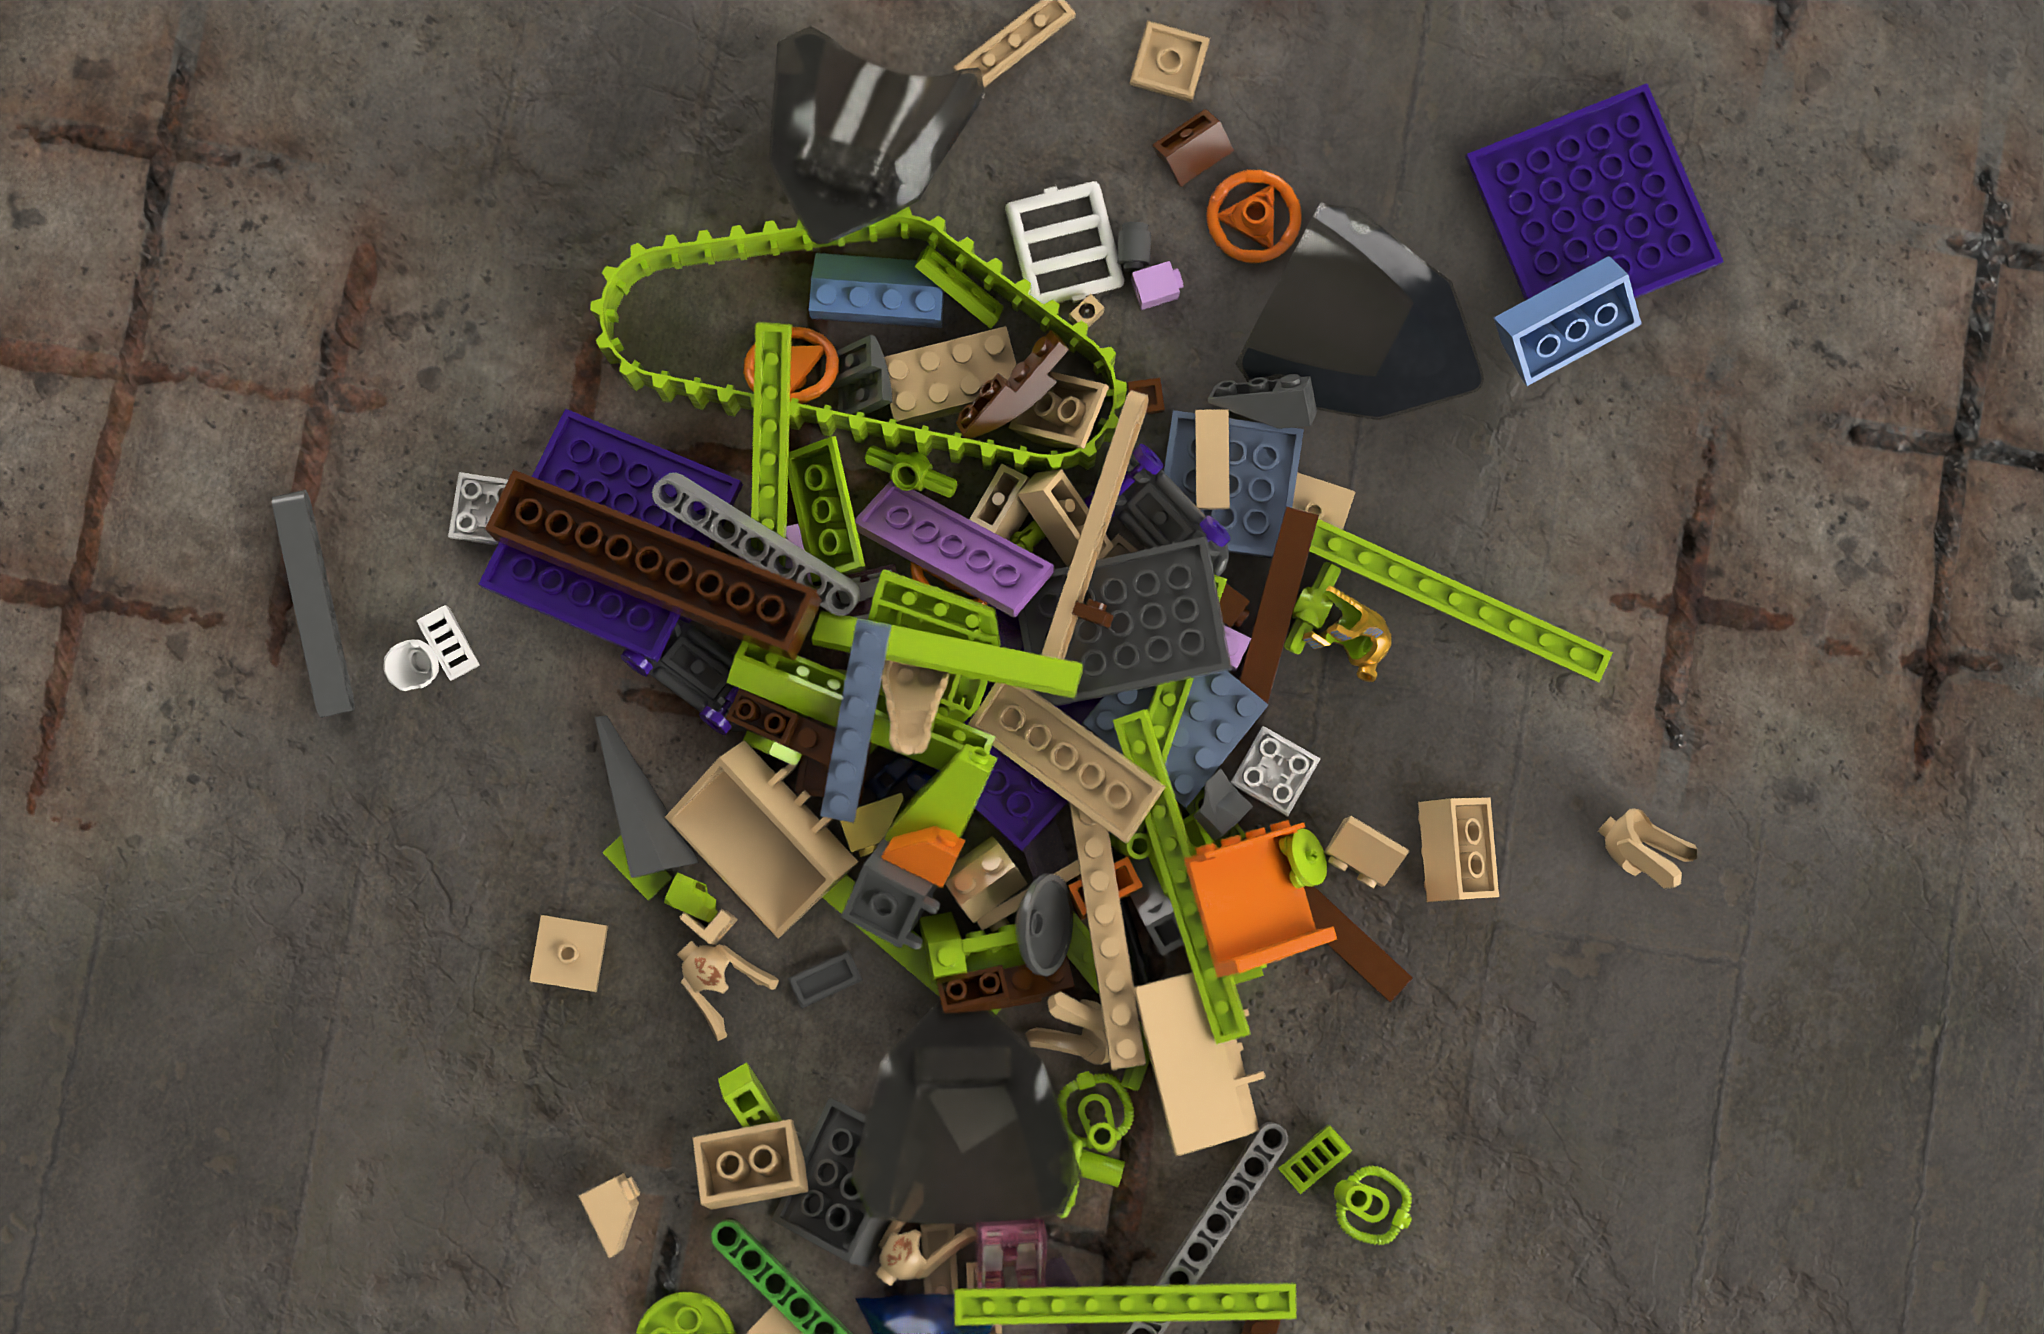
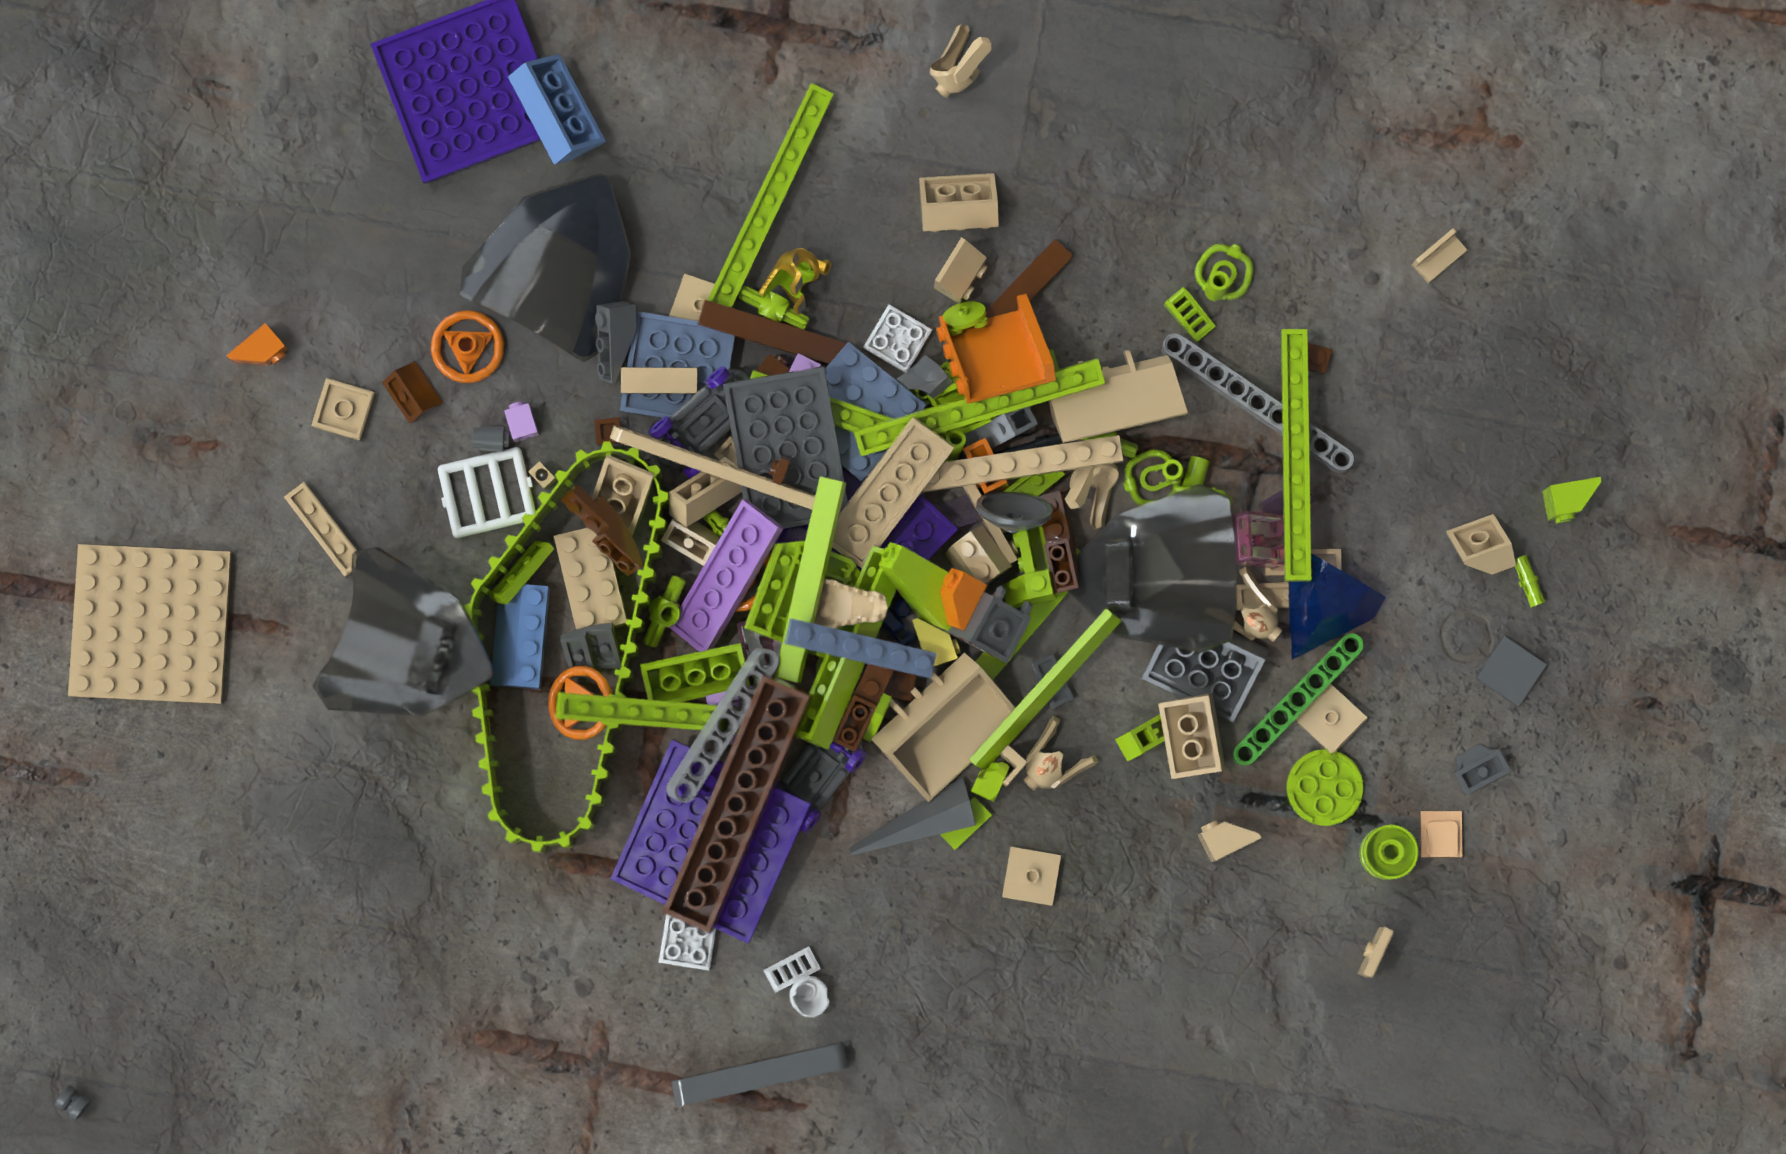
camera: 90 degrees left, 0 degrees up
(810, 969) = (1045, 689): none -> lime tile

